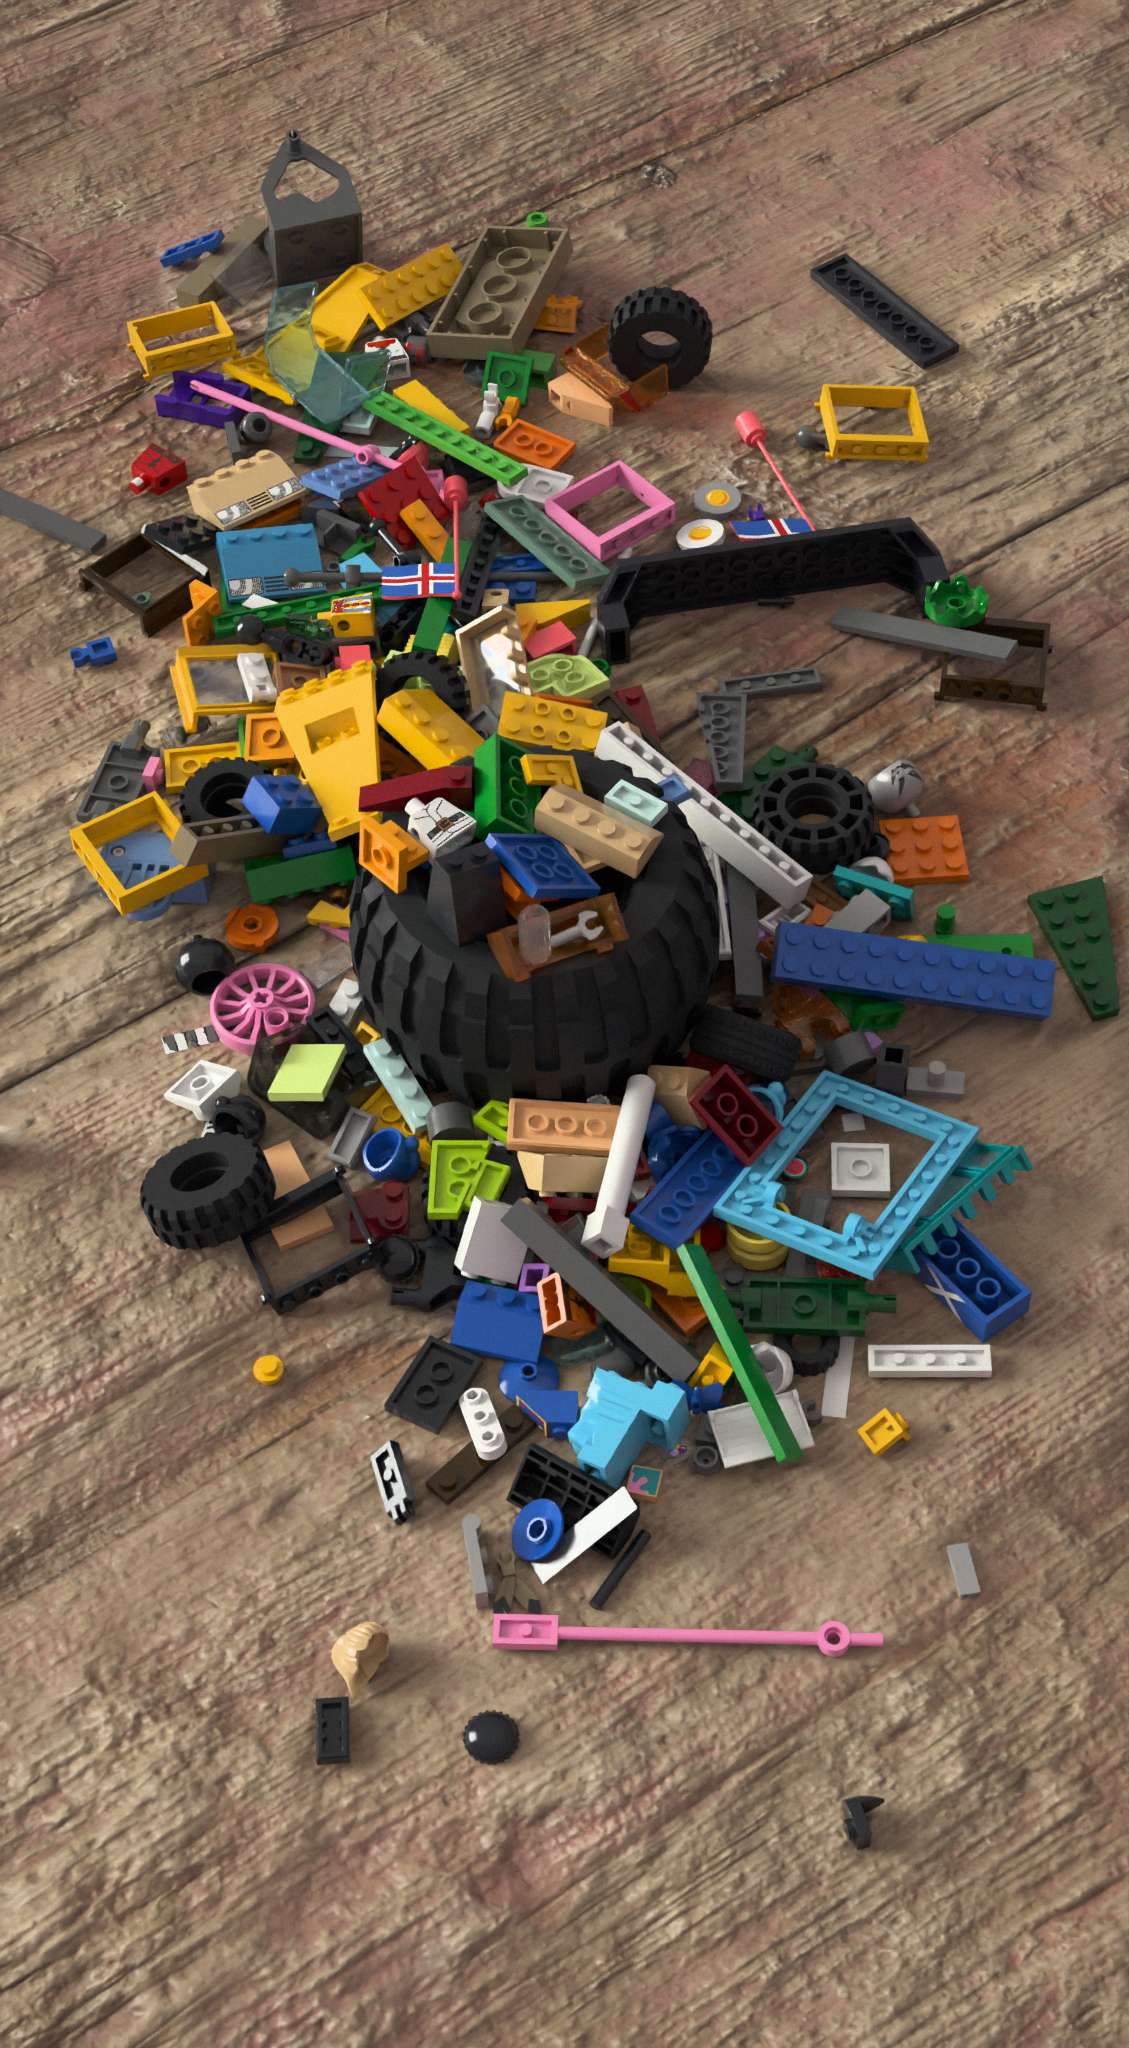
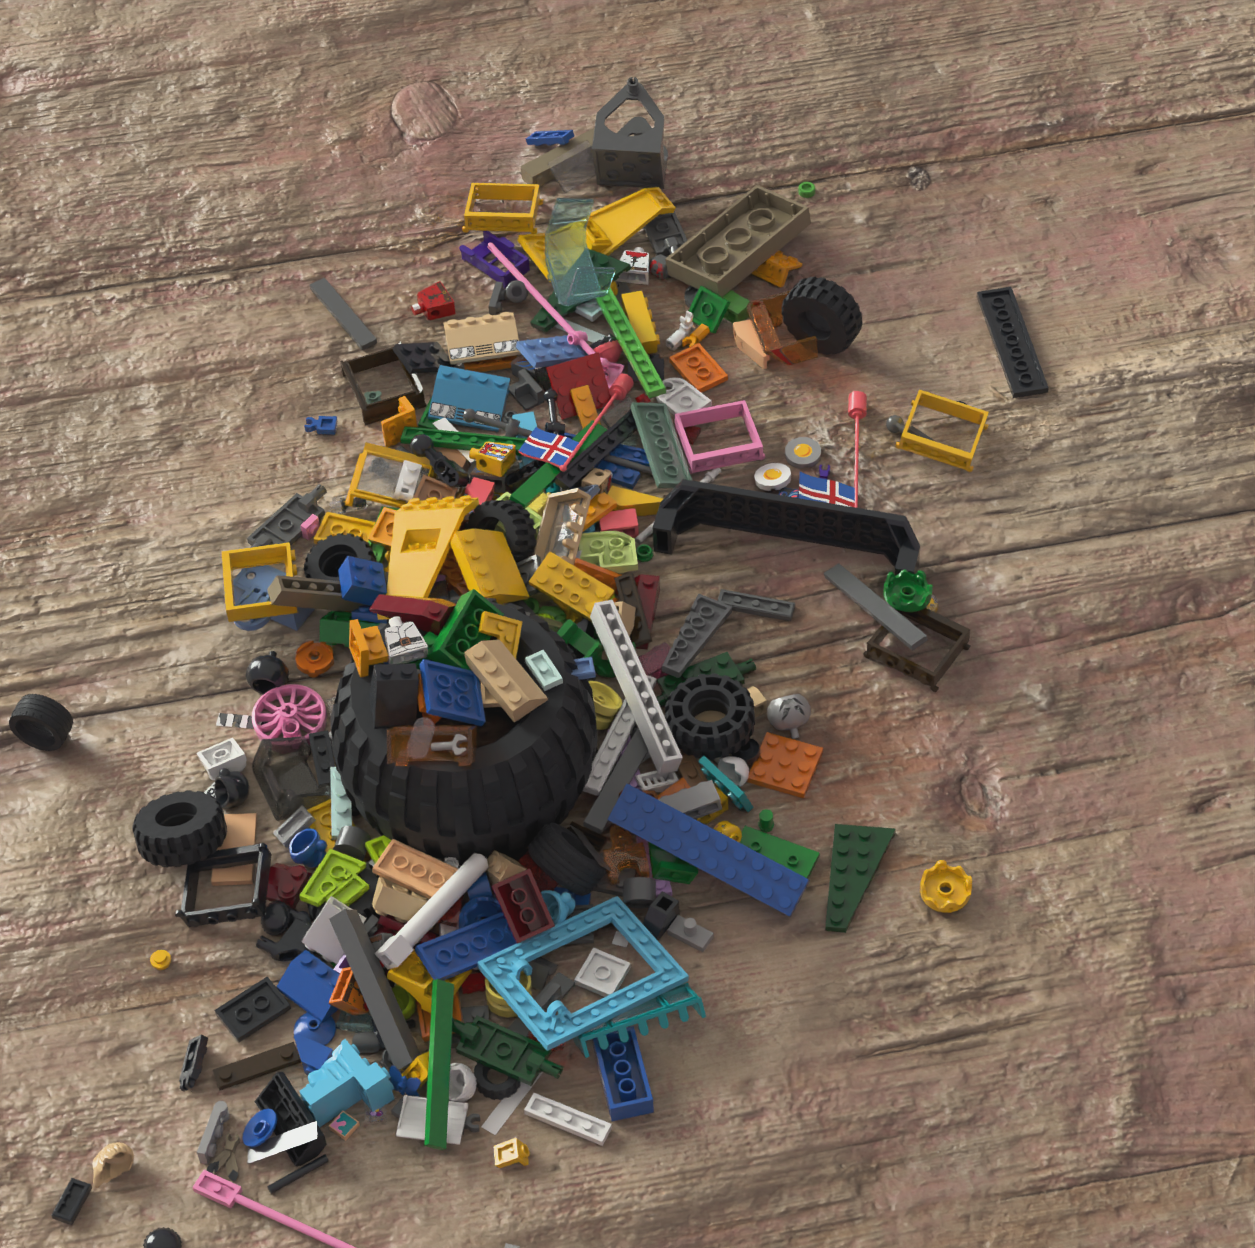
camera: 25 degrees right, 0 degrees up
(303, 626) = (457, 454): clear green plate -> none
(307, 1072) = (286, 772): yellowish green tile -> none
(358, 548) = (536, 407): green bar -> none
(411, 286) = (678, 216): yellow plate -> none
(483, 1424) = (266, 1046): white plate -> none
(705, 1453) = (385, 1123): dark grey plate -> none
(766, 601) = (800, 544): black piece -> none
(796, 1170) = (561, 956): tile -> none

